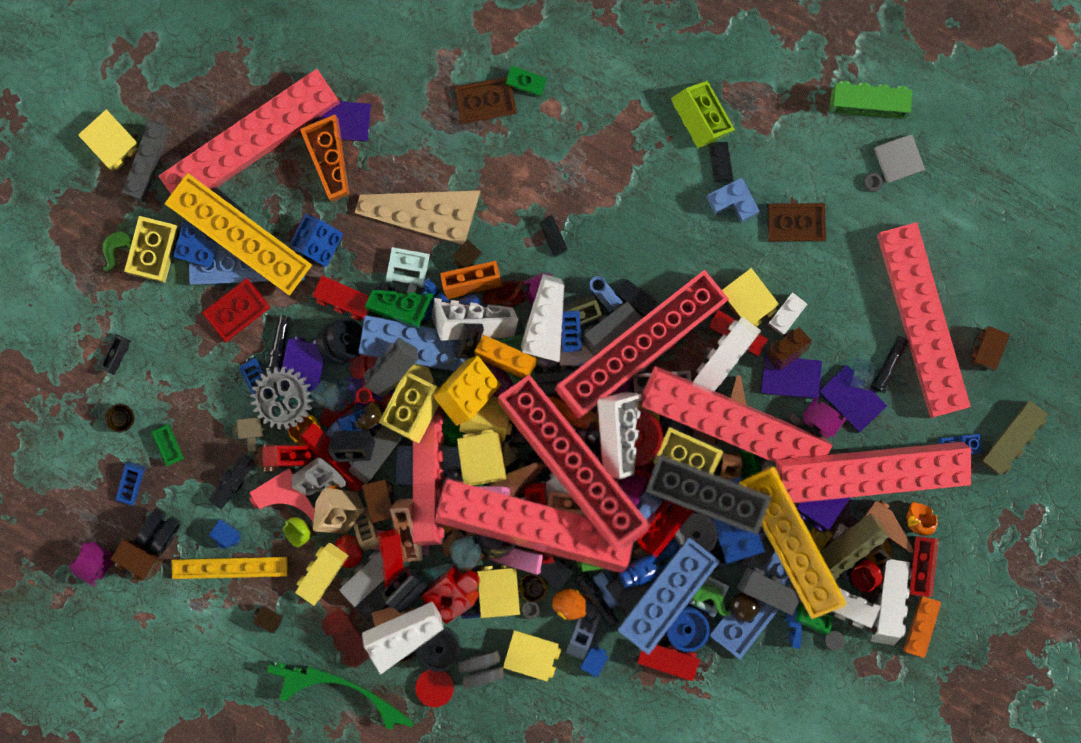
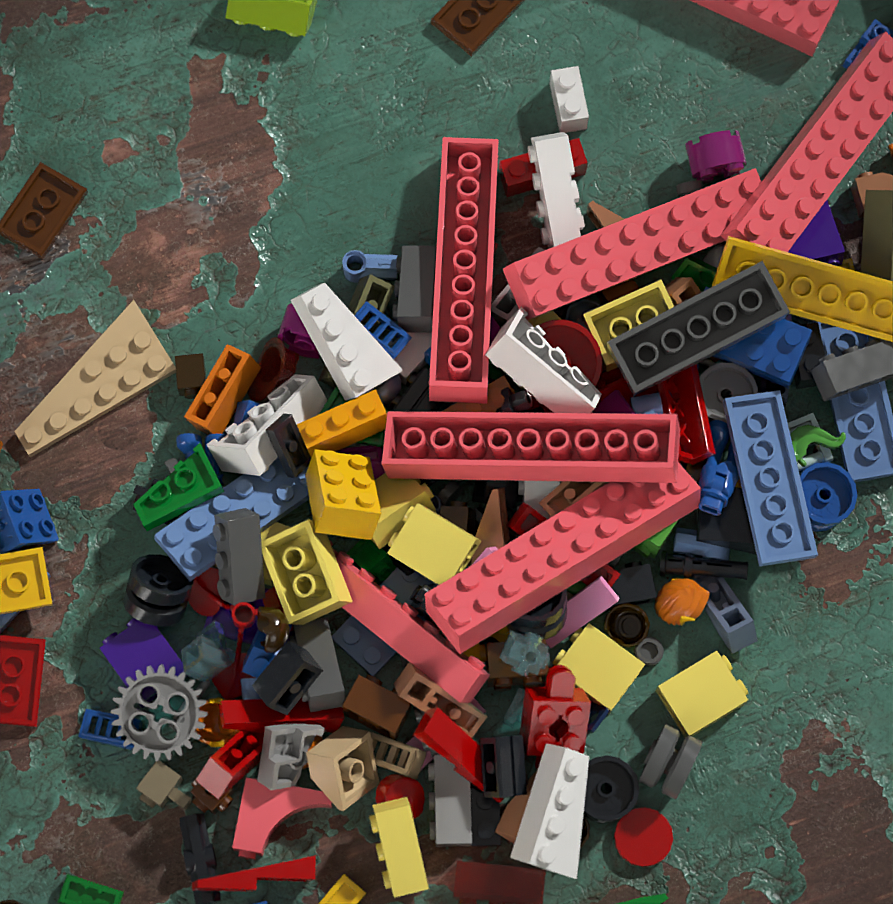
camera: 55 degrees left, 10 degrees down
(239, 513) = (246, 881): none -> red slope
(277, 354) = (102, 678): black pin -> none
(296, 531) = (325, 835): lime hair -> none
(341, 298) = (110, 550): red brick -> none
(409, 261) = (139, 442): light aqua plate -> none
(525, 81) = (61, 149): green plate -> none
(553, 236) = (257, 266): black slope -> none
(594, 661) = (770, 630): blue brick -> none
(636, 297) = (392, 240): black slope -> none
(670, 661) = (842, 548): red brick -> none
(720, 161) = (340, 29): black plate -> none
(736, 196) = (395, 42): medium blue brick -> none
(744, 607) = (851, 414): dark brown hair -> none
(750, 298) = (516, 119): light yellow brick -> none
(789, 348) = (608, 126): reddish brown brick -> none
(796, 380) = (639, 155): dark purple tile -> none
(853, 403) = (720, 109): dark purple tile -> none
(863, 374) = (706, 78): clear light blue bracket -> none
(885, 372) = (723, 56): black pin -> none

